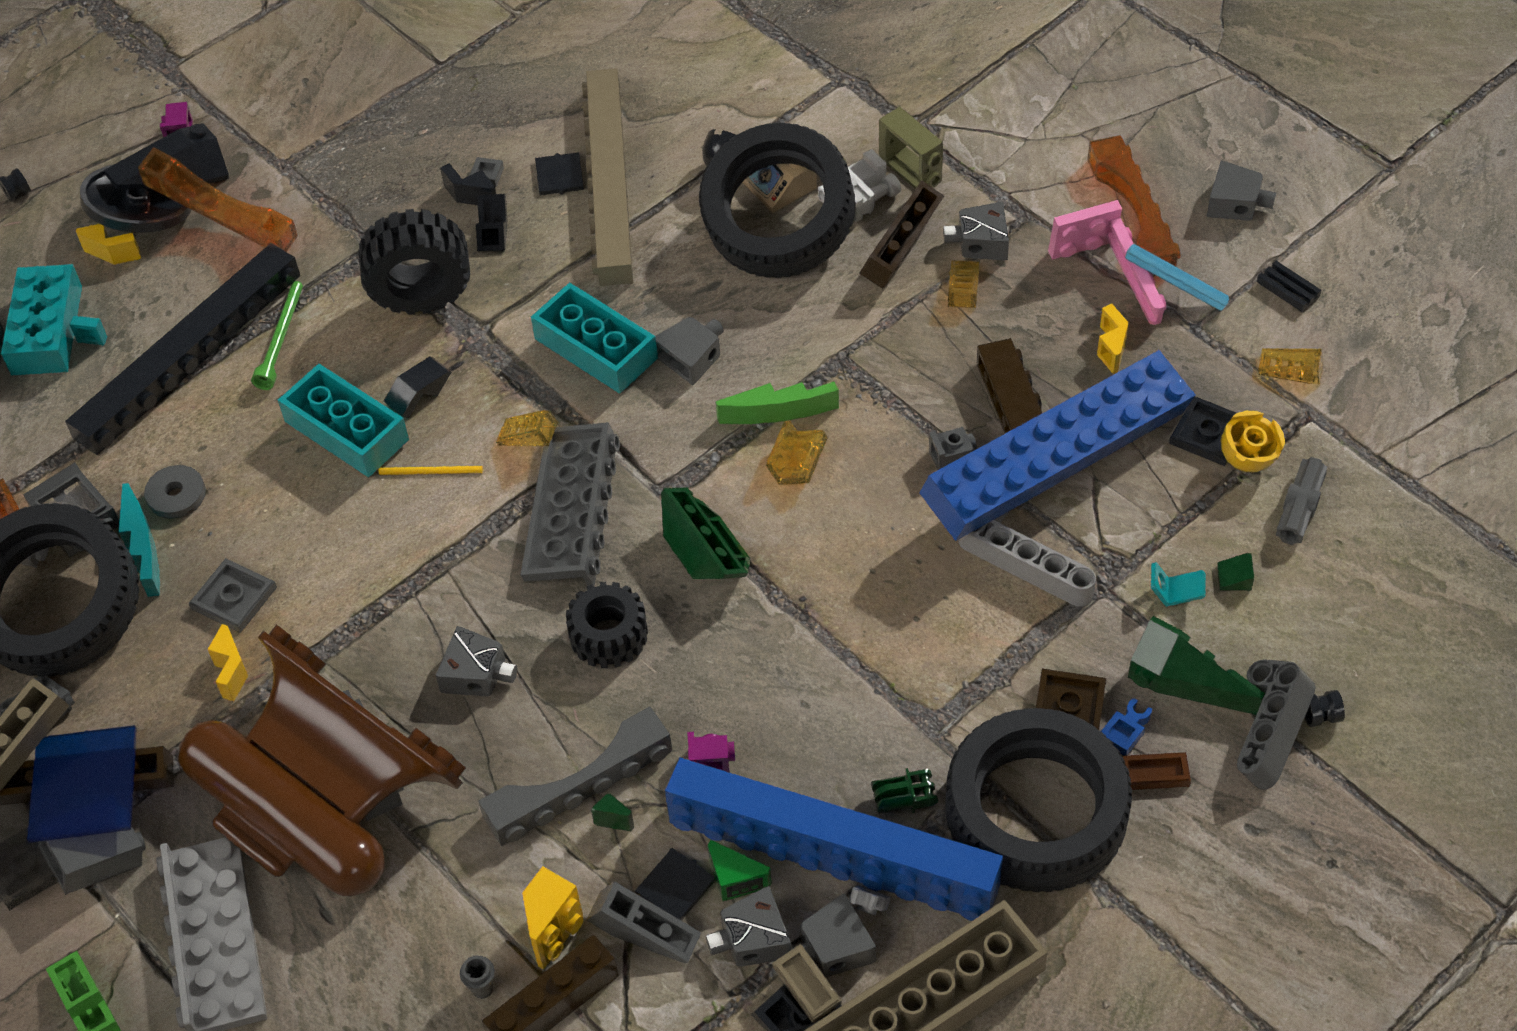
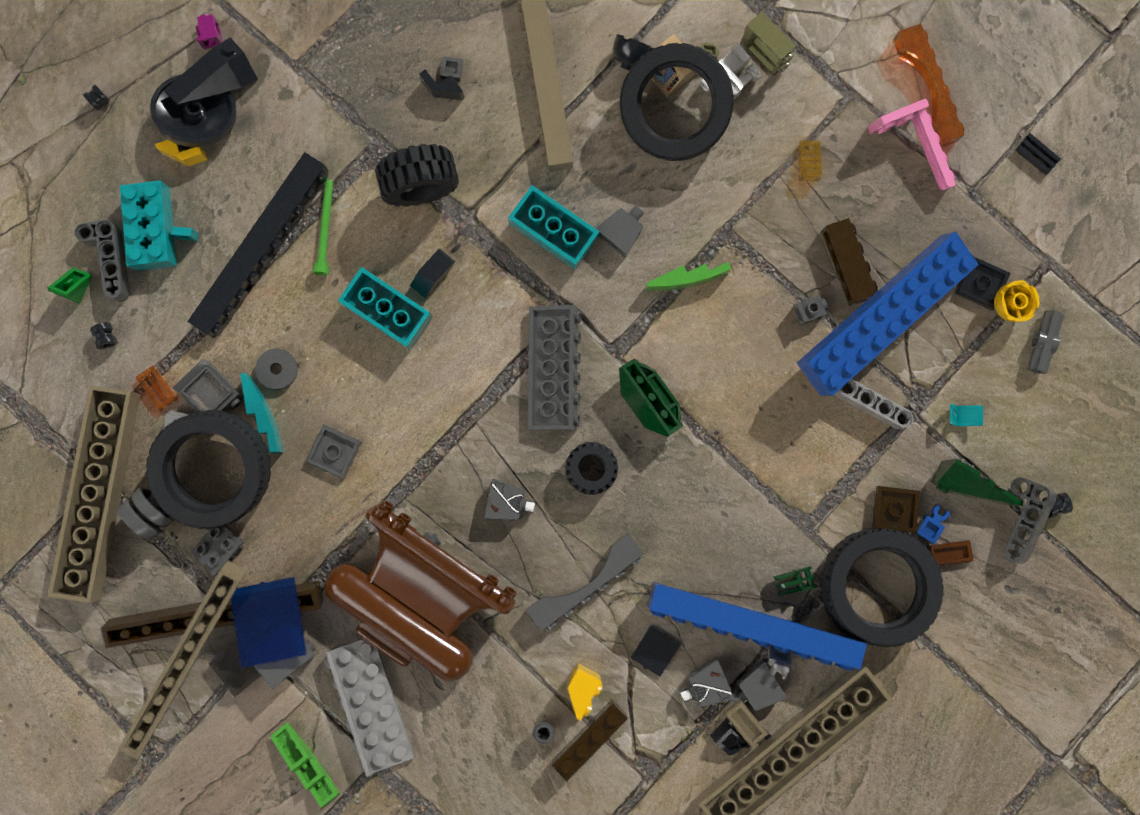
camera: 10 degrees left, 30 degrees up
(180, 184) = (256, 116): clear orange arch -> none
(226, 656) = (339, 500): yellow slope -> none
(430, 470) = (452, 340): yellow axle -> none
(492, 224) = (463, 119): black slope -> none
(539, 432) = (529, 310): clear yellow slope -> none
(559, 173) = (506, 67): black piece -> none
(612, 814) = (611, 607): dark green slope -> none
(642, 923) = (639, 684): dark grey slope -> none
(711, 750) = (669, 560): magenta brick -> none
(736, 873) = (693, 646): green slope -> none
(795, 454) = (704, 320): clear yellow bracket -> none
(901, 234) = (766, 123): dark brown brick -> none
(981, 232) = (821, 116): dark grey torso -> none
(1113, 341) = (918, 219): yellow slope -> none
(1177, 277) = (963, 157): medium azure axle -> none
(1236, 573) = (1001, 401): dark green slope -> none
(1238, 193) = (1003, 71): dark grey torso -> none
(1306, 374) = (1055, 219): clear yellow slope -> none

